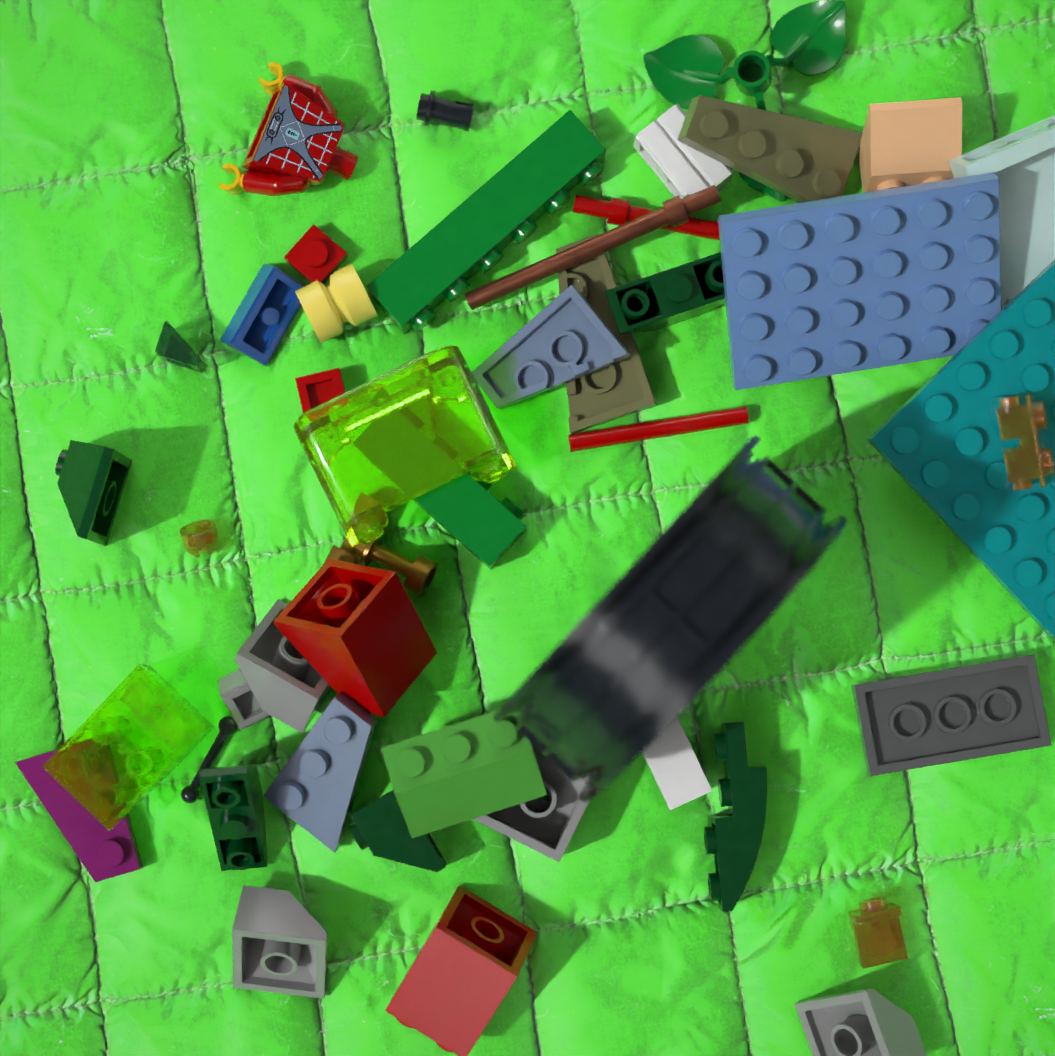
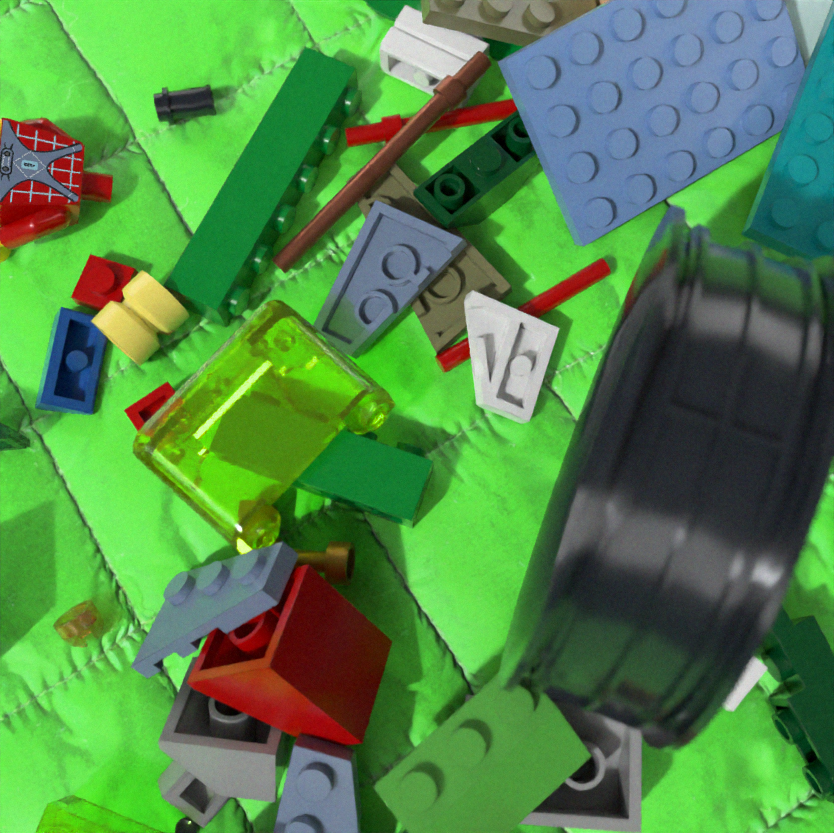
camera: 20 degrees left, 10 degrees down
(313, 563) = (214, 597): none -> sand blue wing
(626, 461) = (507, 356): none -> white wing

